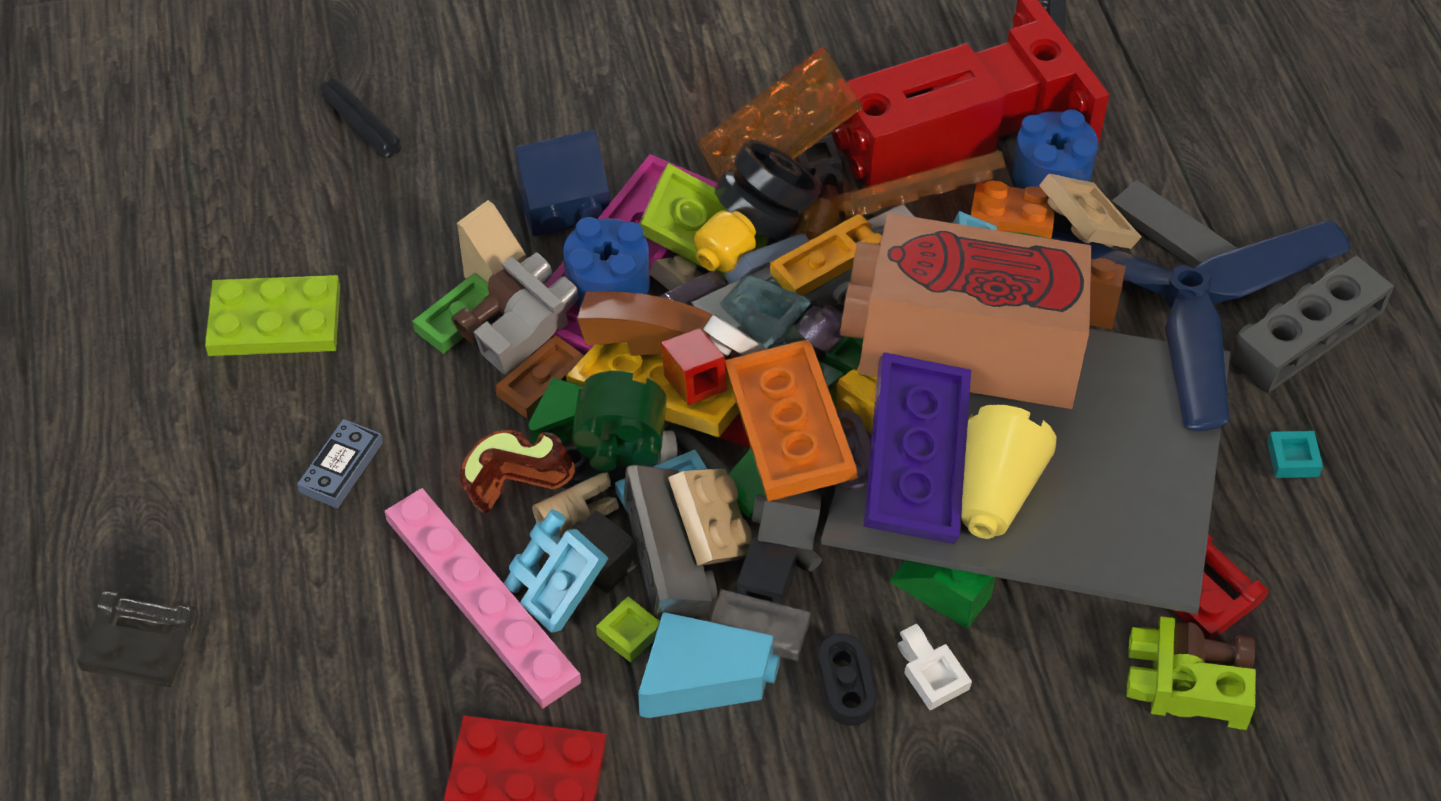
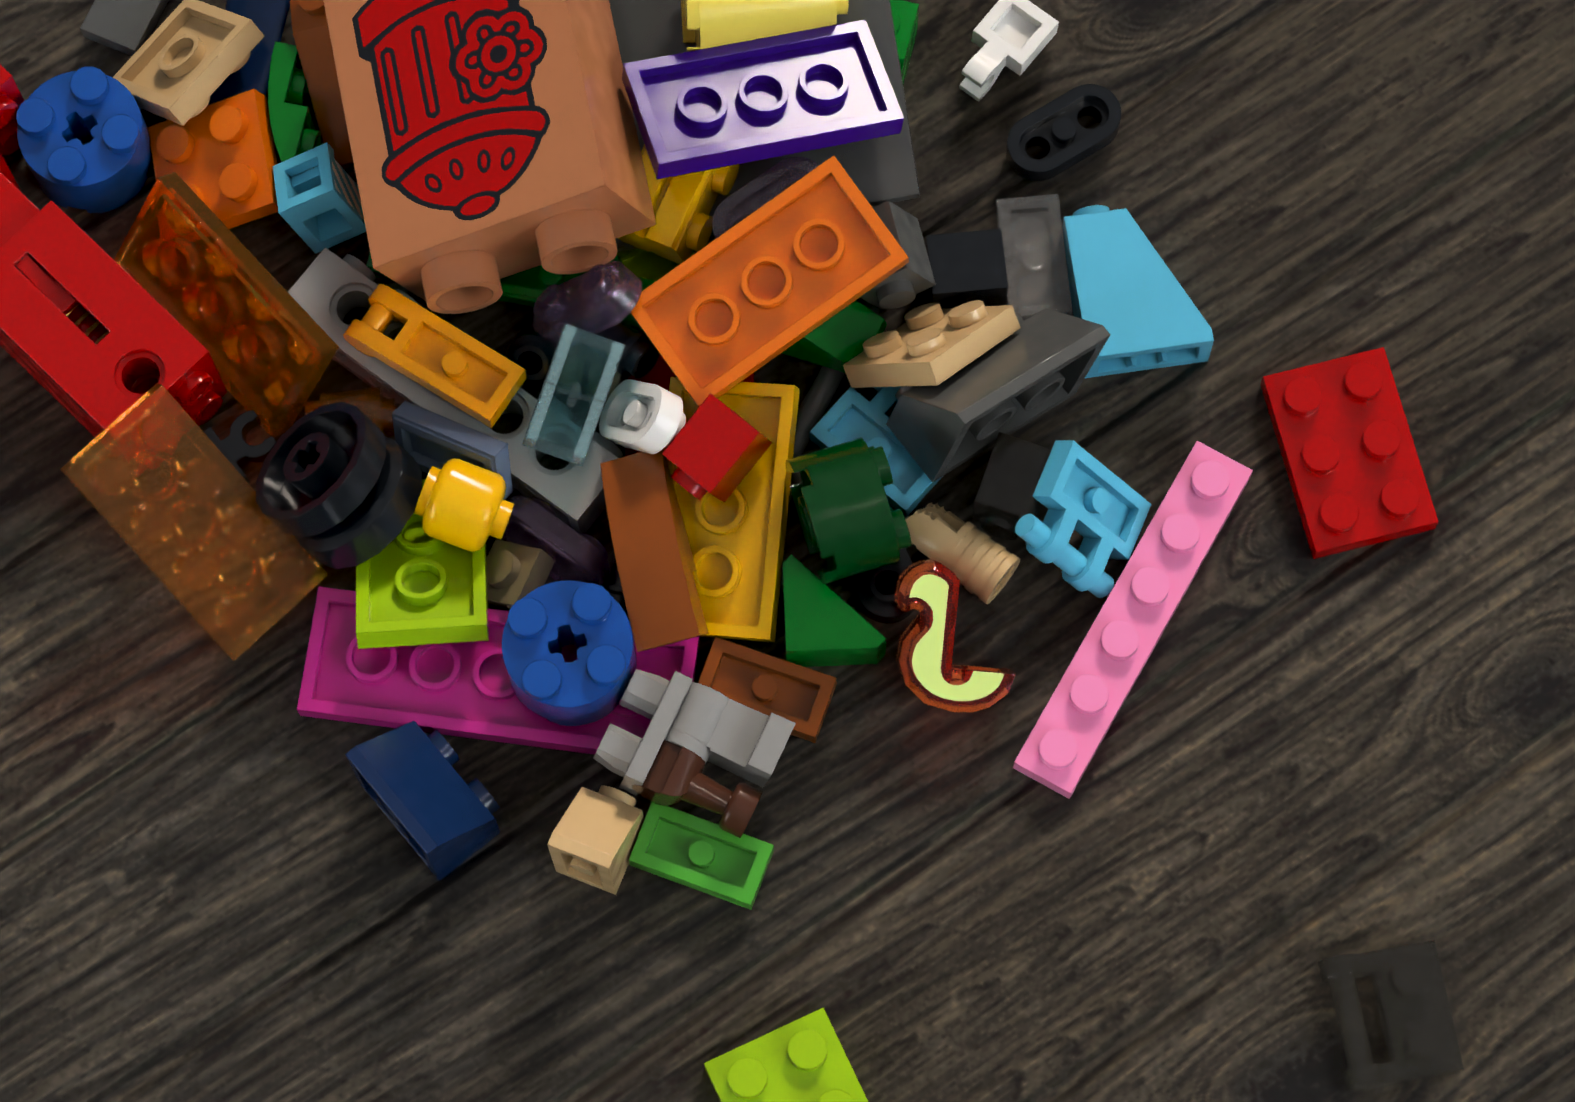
camera: 110 degrees left, 20 degrees up
(340, 463) = (1015, 897): tile -> none
(628, 629) = (1108, 408): lime plate -> none

